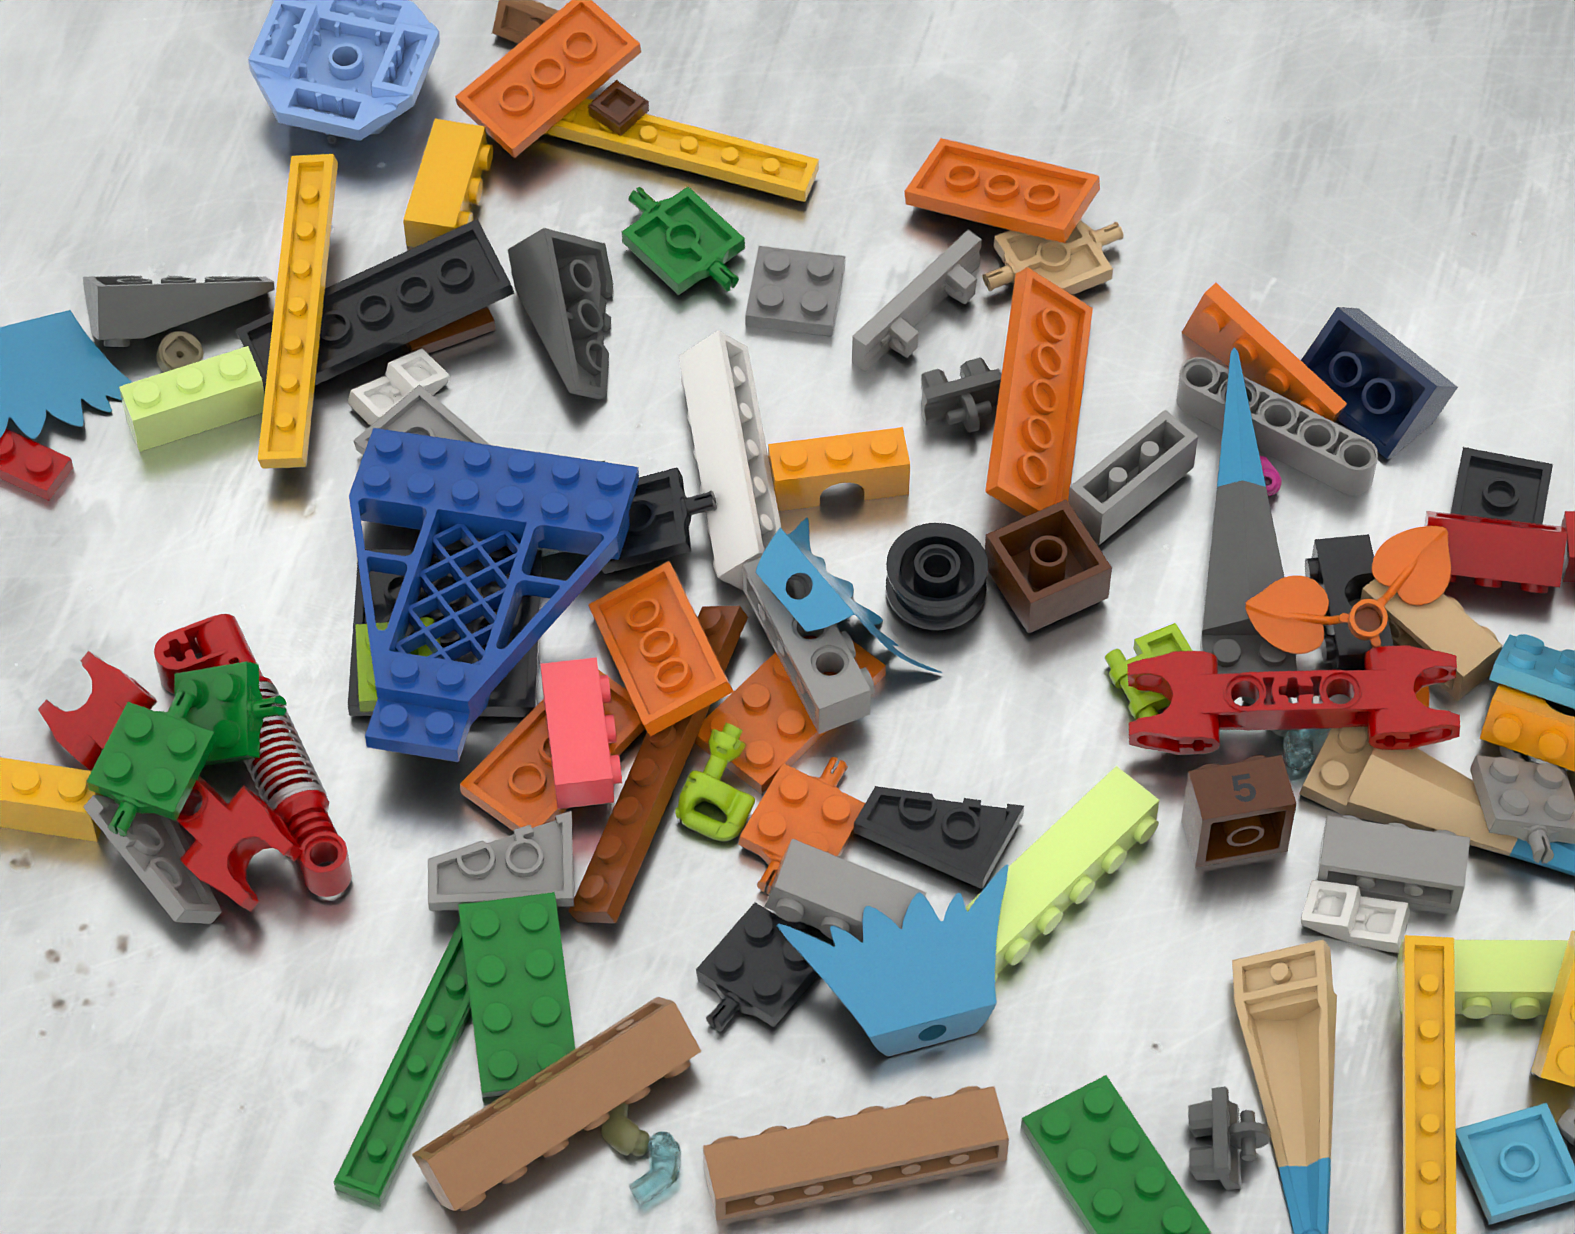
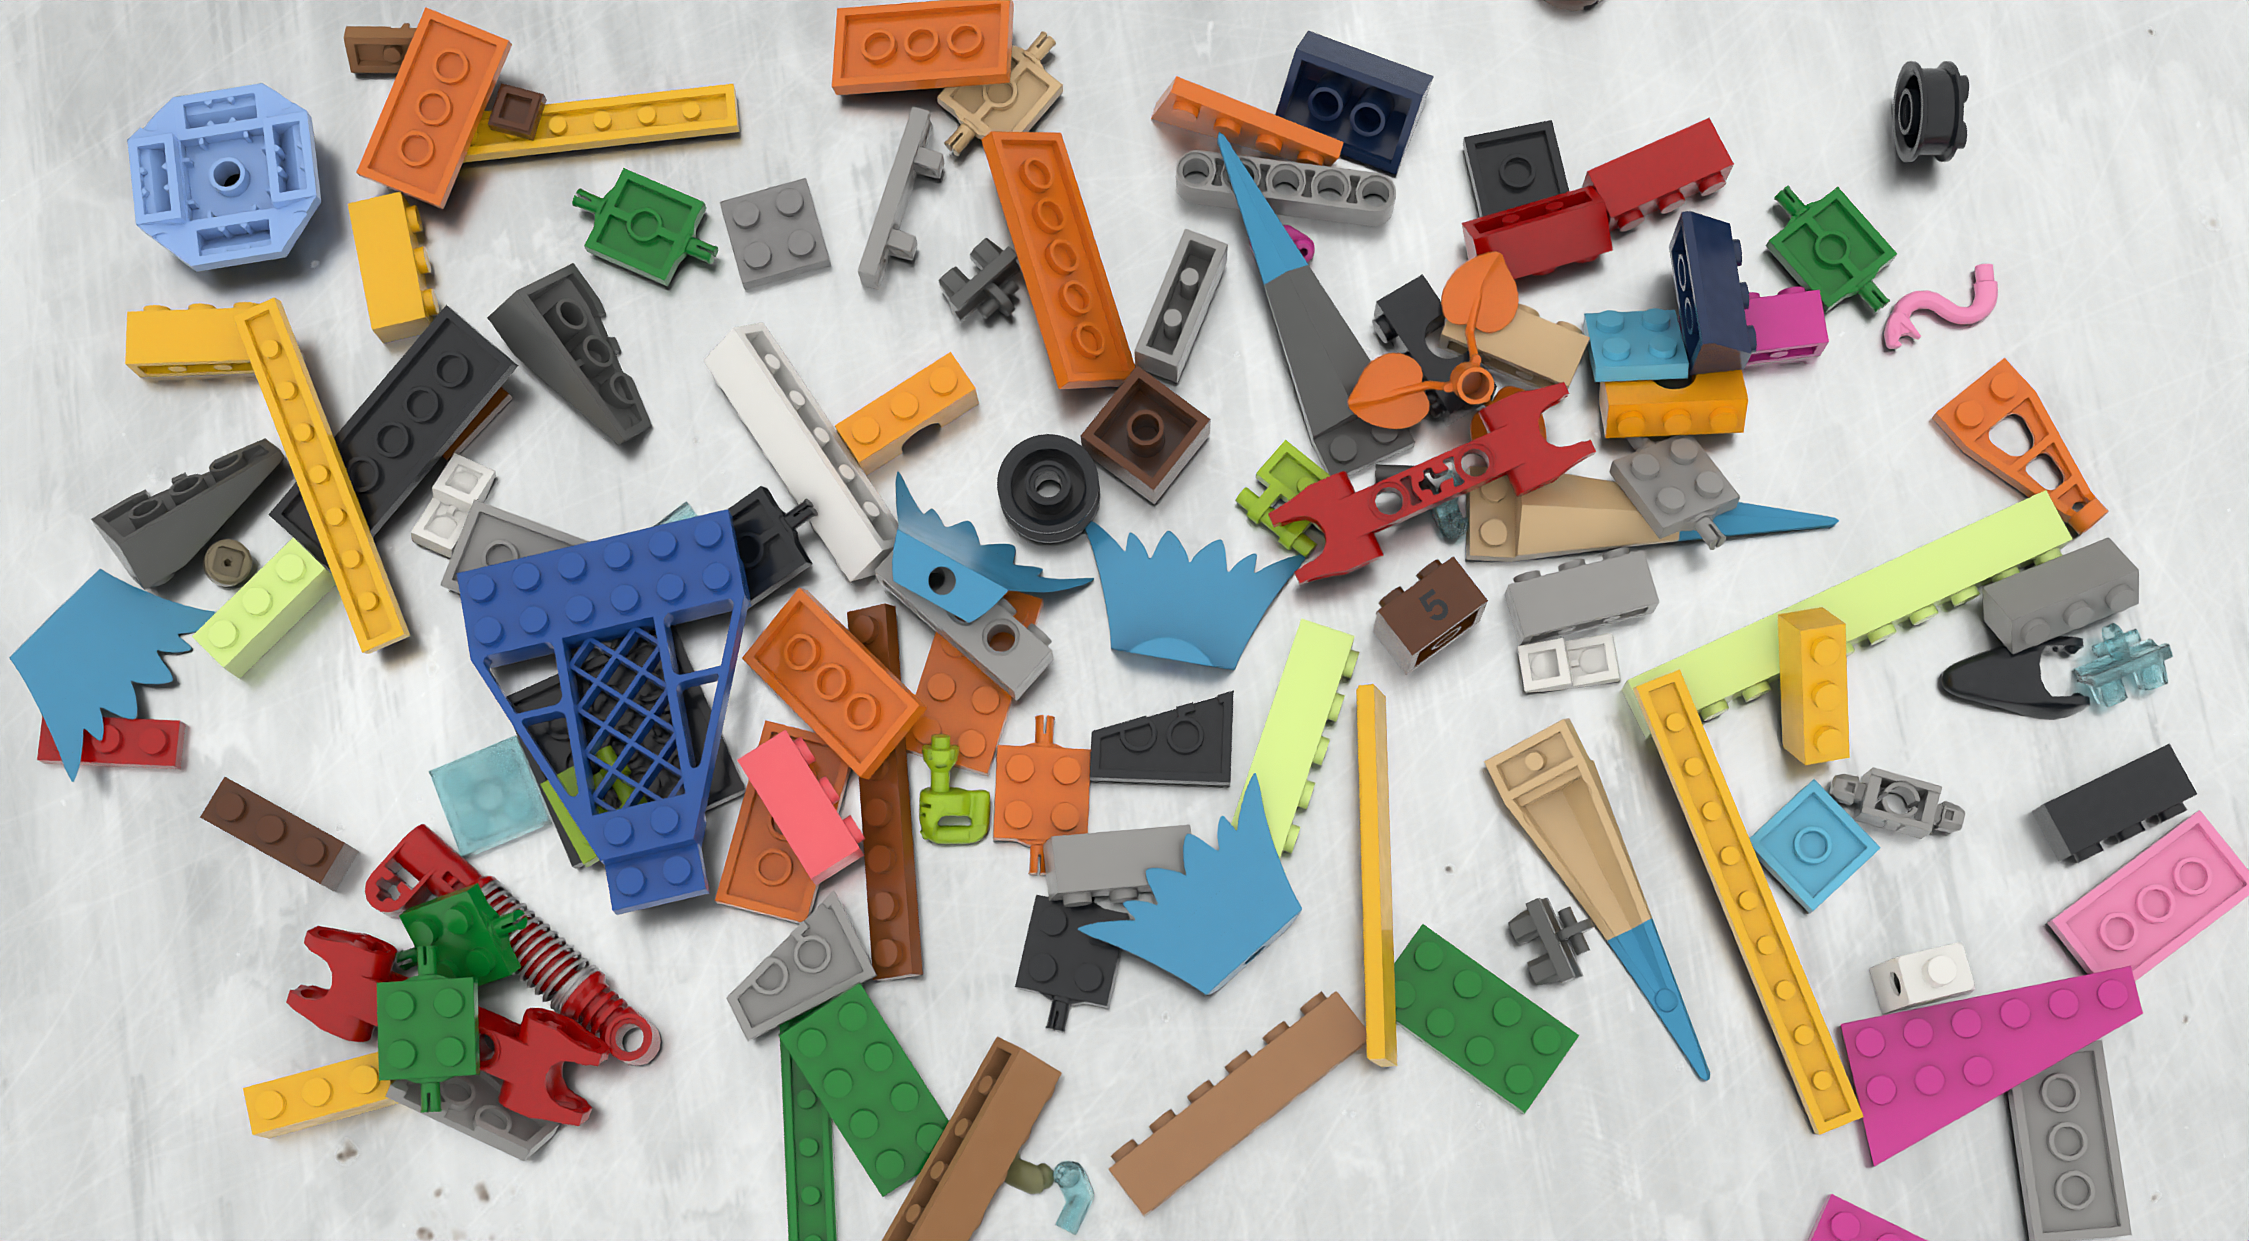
camera: 20 degrees left, 20 degrees up
(107, 576) = (279, 834): none -> reddish brown brick
(237, 175) = (186, 341): none -> yellow brick
(305, 627) = (490, 797): none -> clear light blue plate
(1010, 725) = (1181, 606): none -> dark azure piece
(1080, 1011) = (1376, 877): none -> yellow tile

